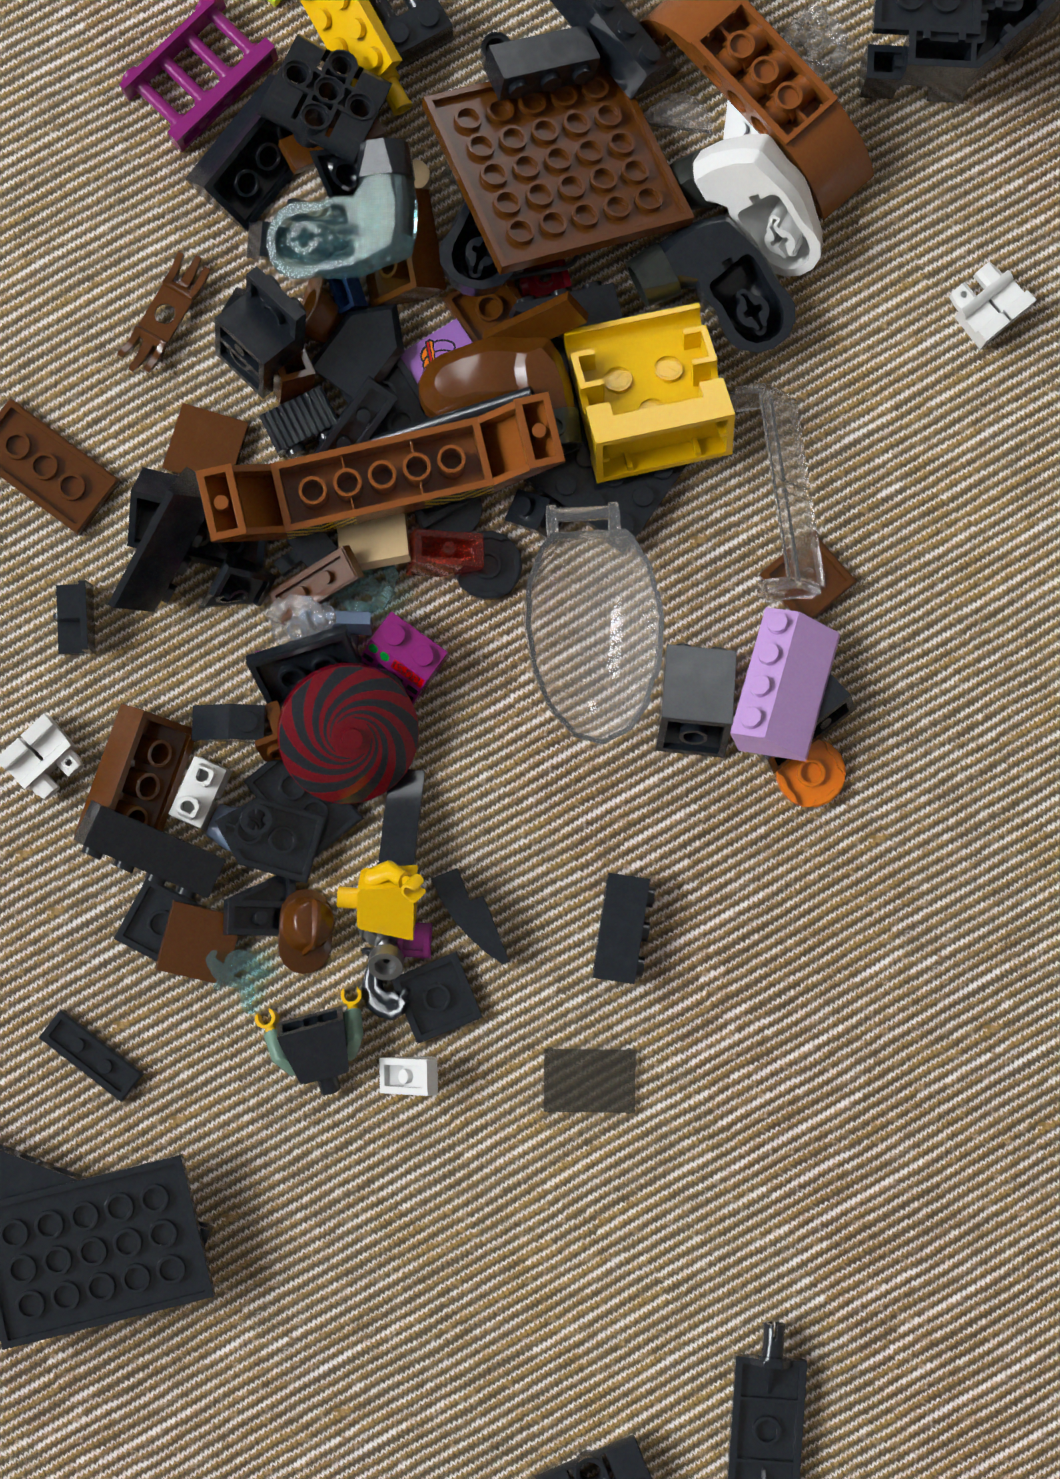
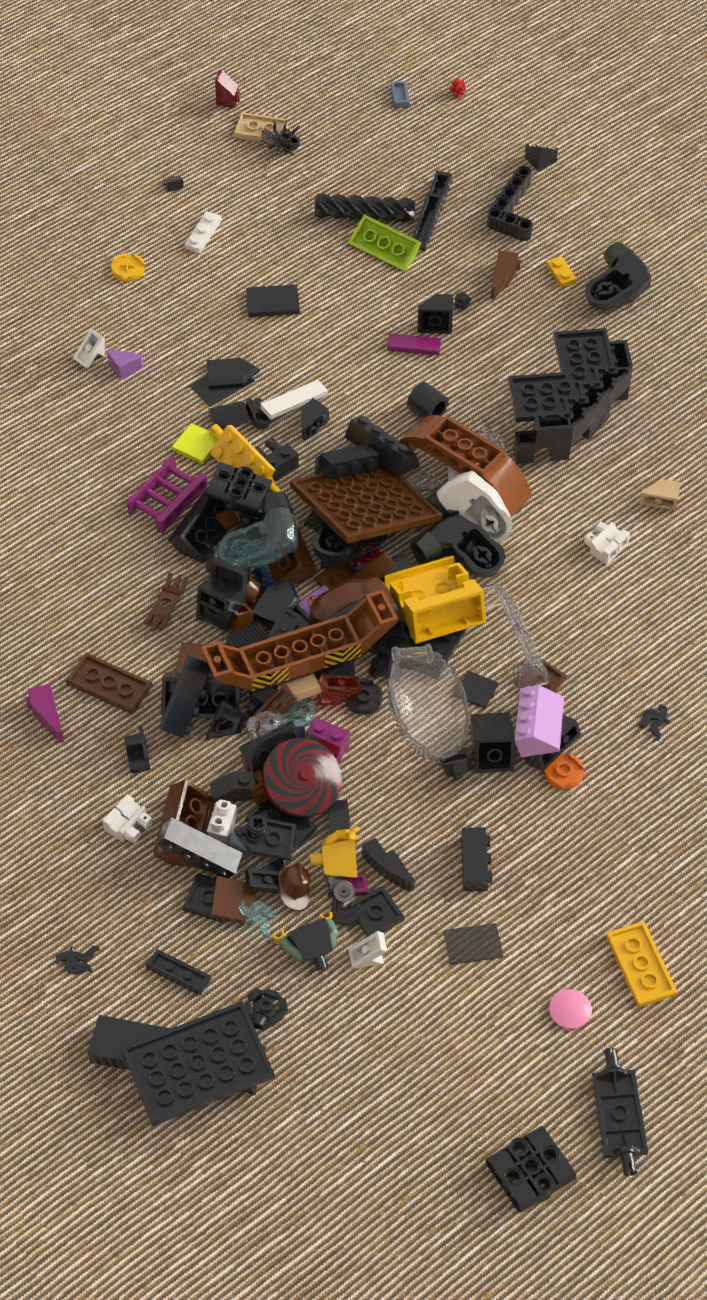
camera: 10 degrees left, 30 degrees down
(225, 1148) = (265, 1007): none -> black piece
(632, 745) = (457, 764): none -> black piece
(691, 580) = (479, 689): none -> black piece
(726, 1229) = (570, 1009): none -> bright pink dish
(862, 1164) = (641, 964): none -> yellow tile
(992, 681) = (660, 717): none -> black piece

